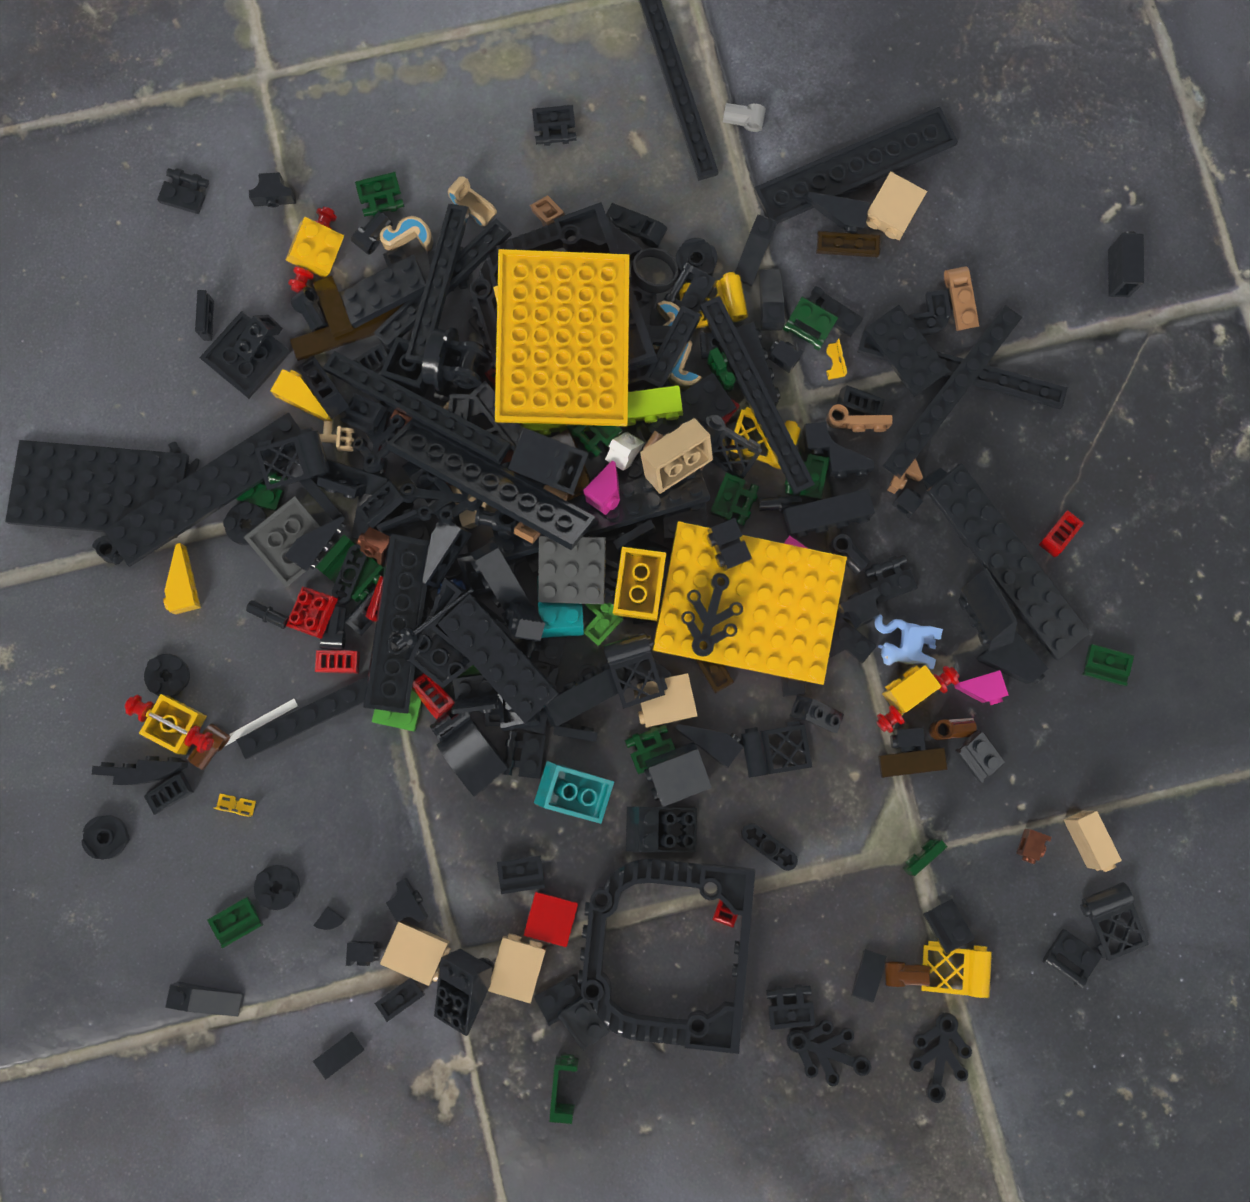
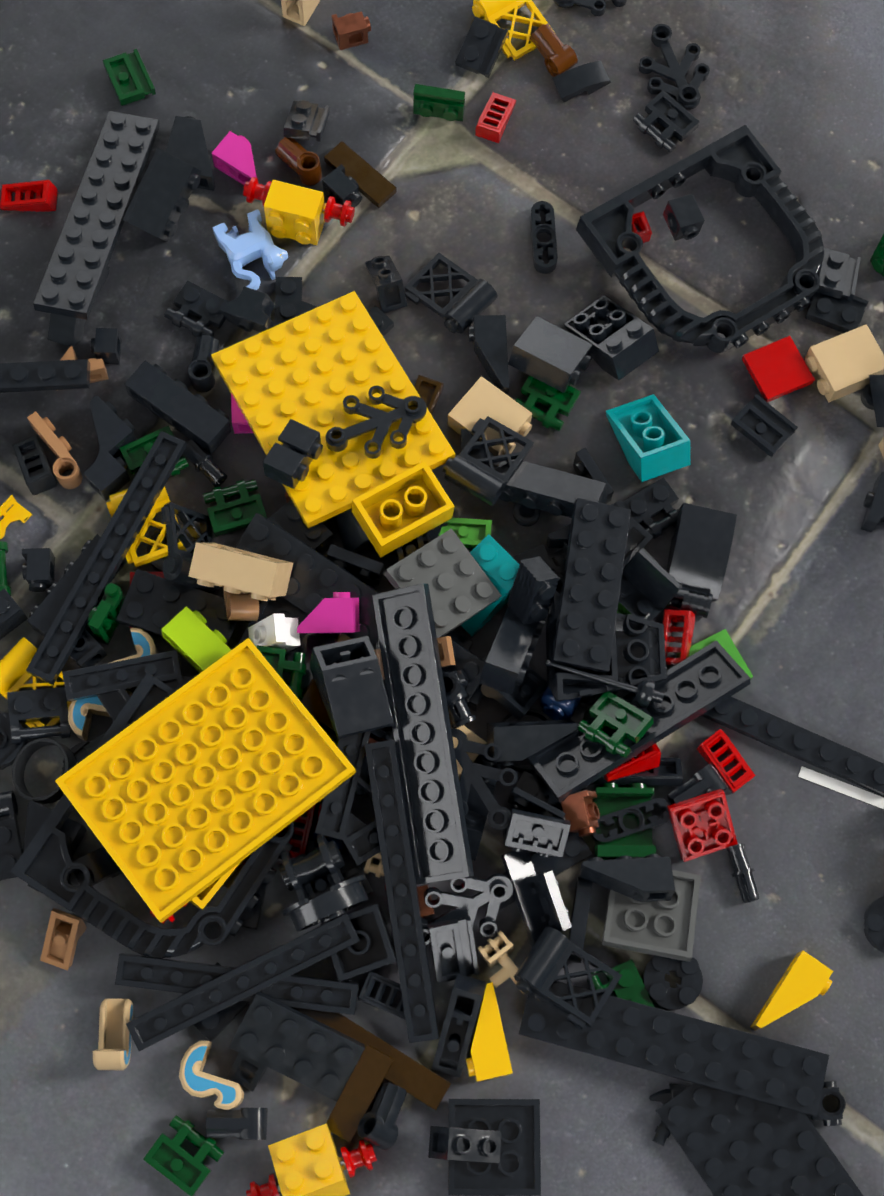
camera: 130 degrees left, 10 degrees down
(405, 610) = (619, 716): none -> dark green plate
(697, 939) = (683, 217): none -> black brick
(884, 872) = (491, 132): none -> red slope

